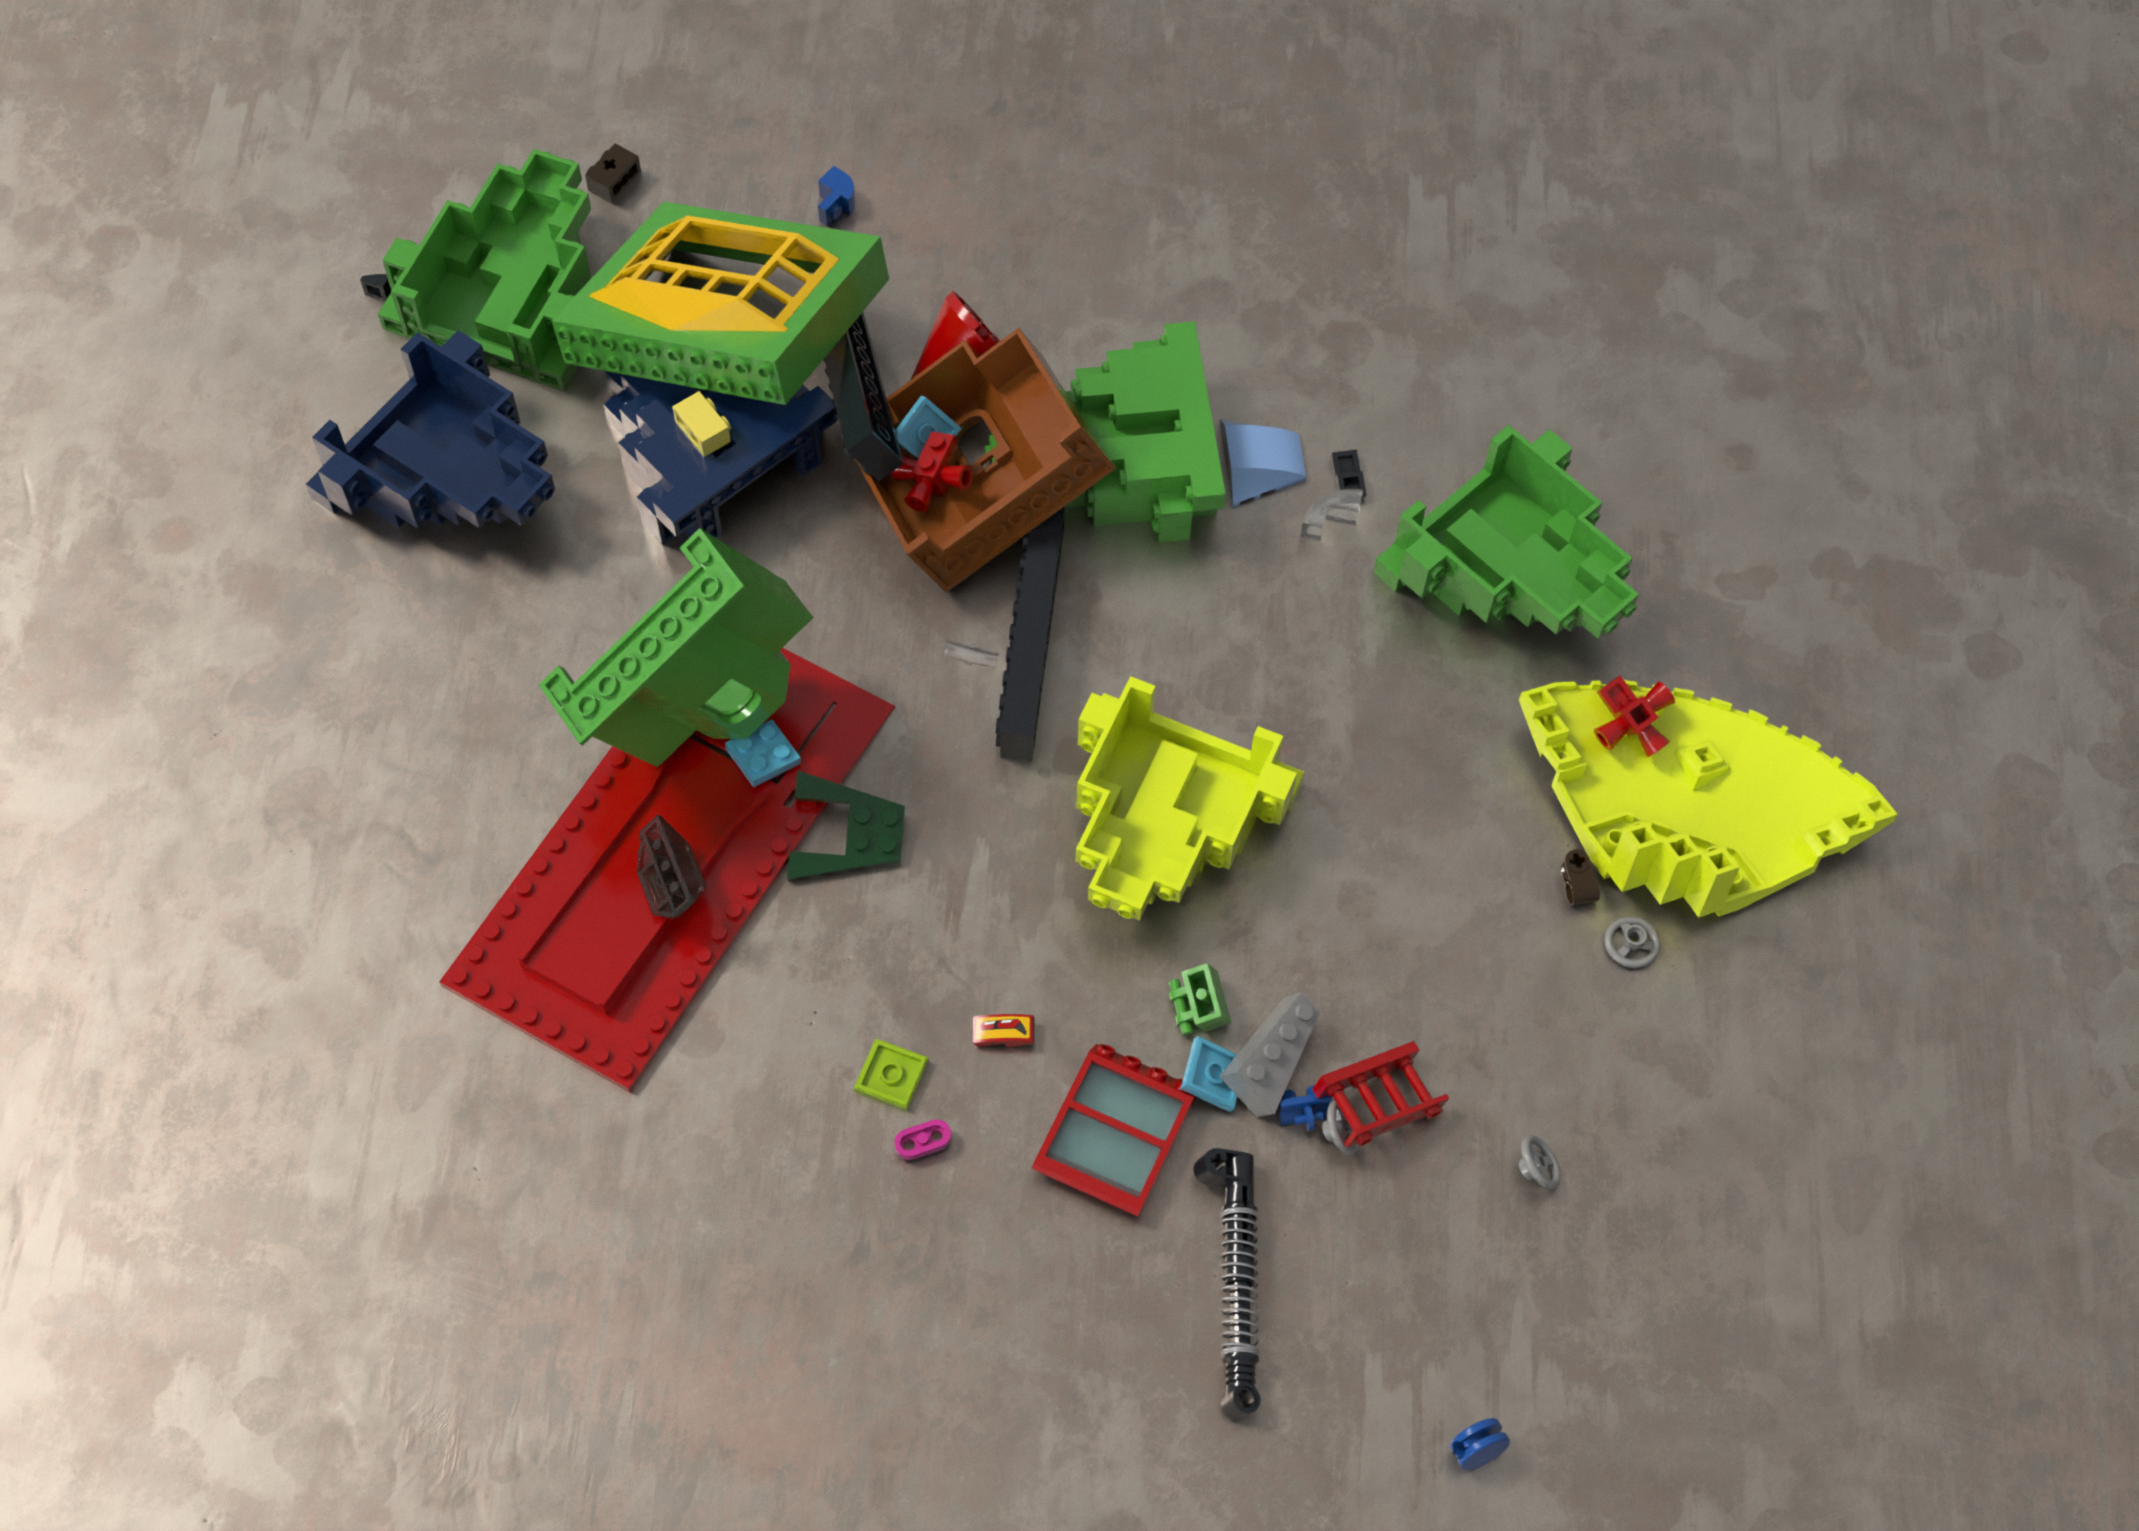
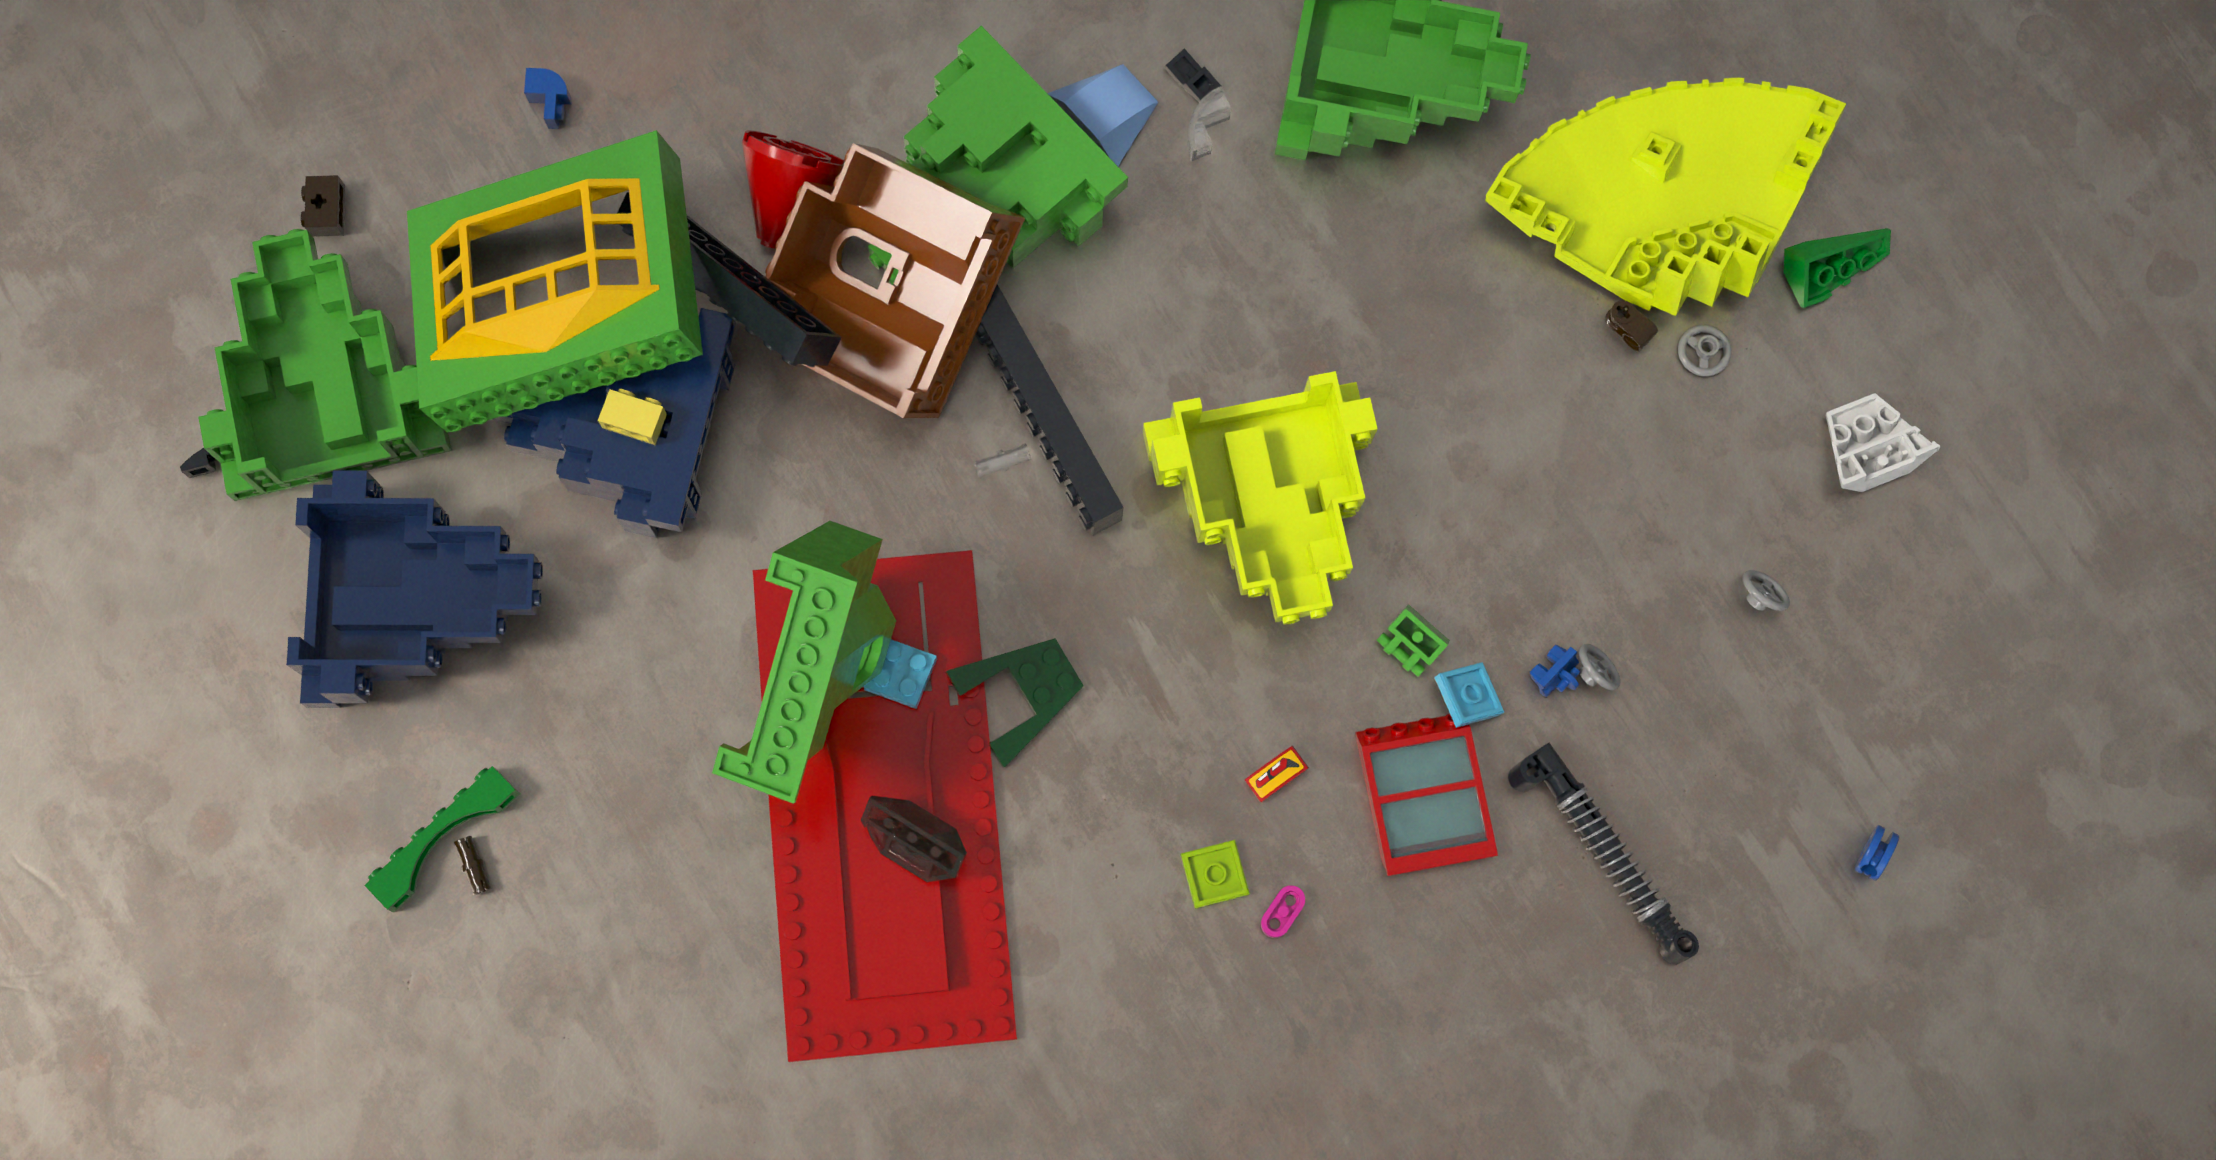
camera: 40 degrees left, 15 degrees up
(272, 652) = (398, 878): none -> green arch
(330, 680) = (472, 865): none -> dark brown pin
(919, 424) = (825, 286): medium azure plate -> none
(933, 472) = (860, 321): red brick -> none
(1270, 1056) = (1503, 646): light grey wedge -> none
(1379, 1067) = (1595, 600): red fence -> none
(1633, 715) = (1584, 152): red brick -> none
(1729, 1110) = (1874, 443): none -> white wedge
(1792, 941) = (1826, 263): none -> green wedge

